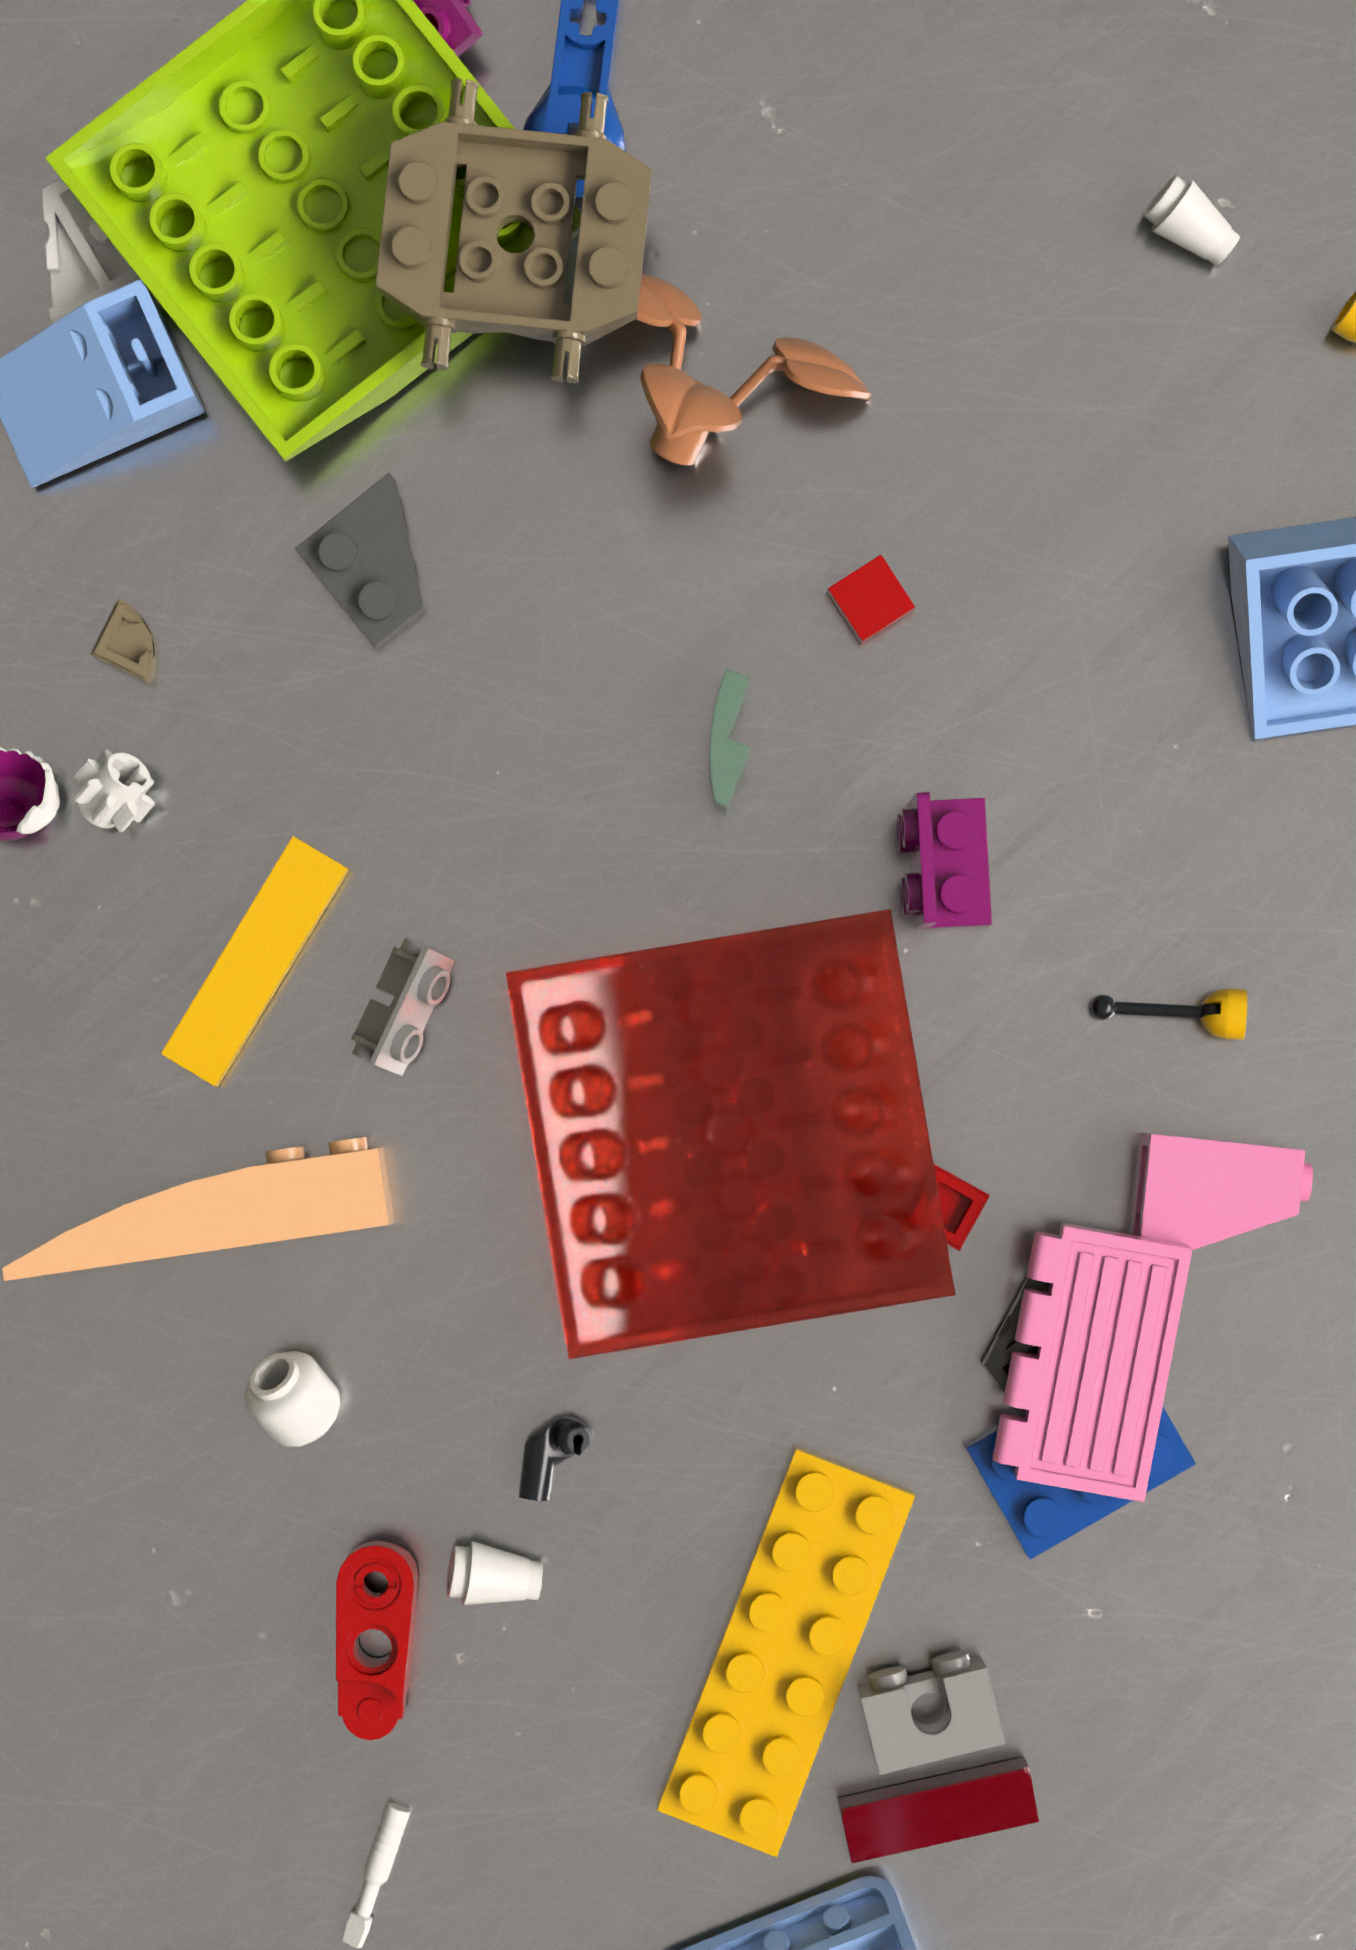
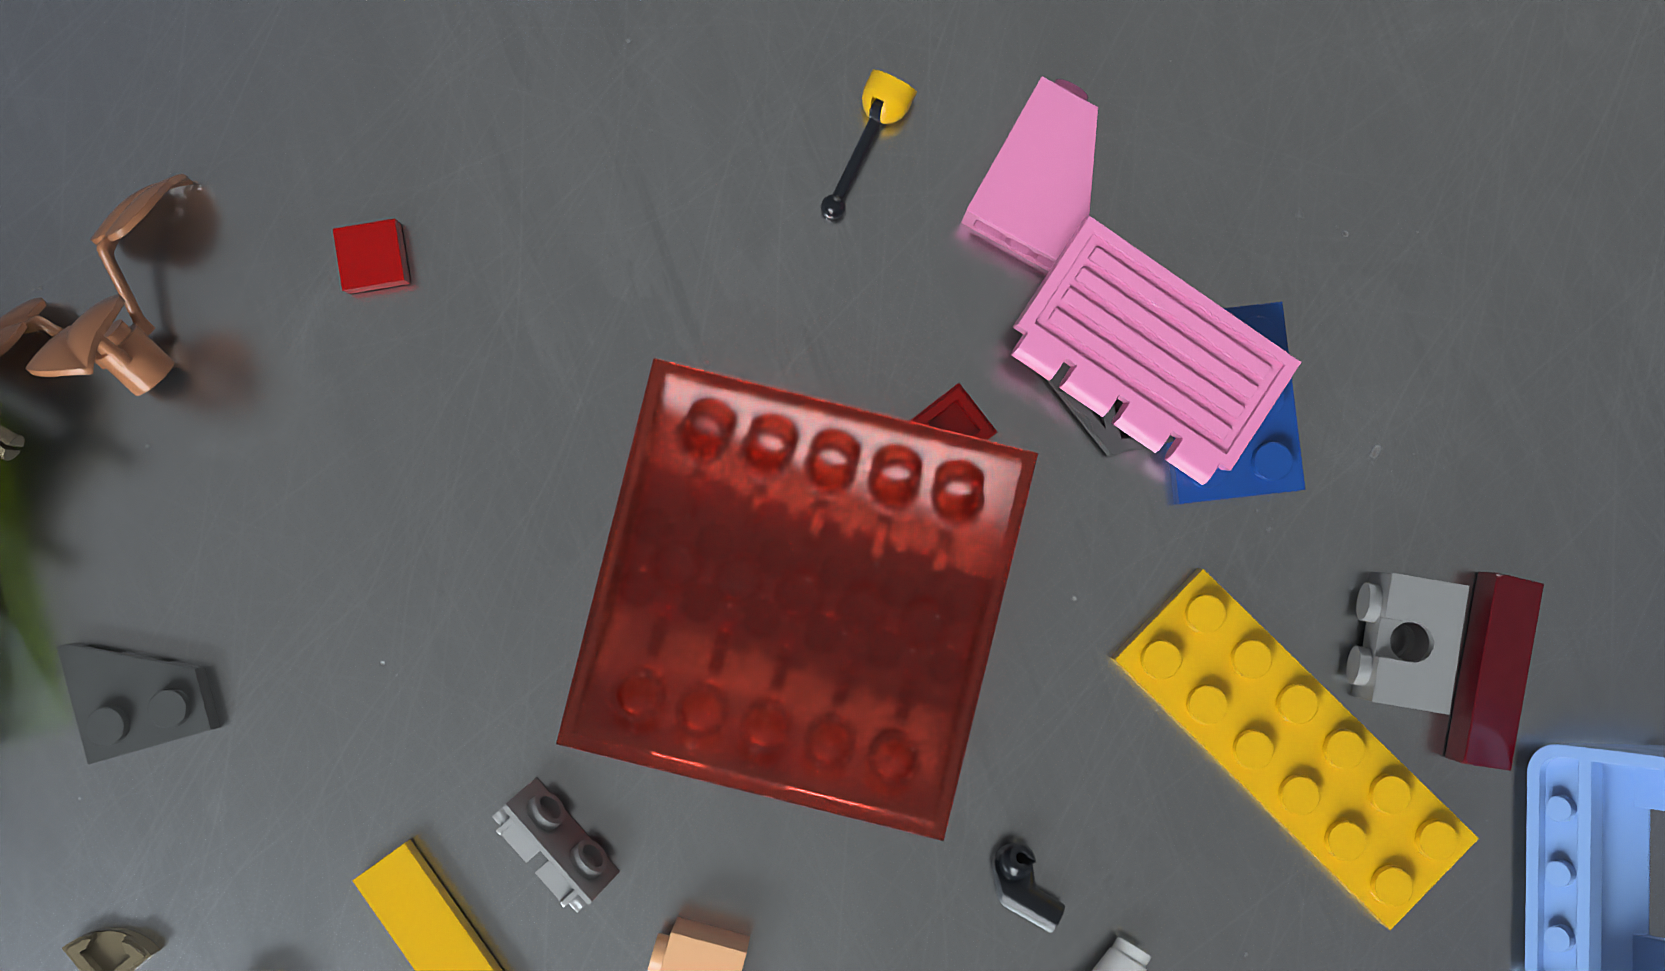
camera: 60 degrees left, 0 degrees up
(726, 755) = (451, 447): sand green slope -> none
(946, 862) = (639, 288): magenta bracket -> none

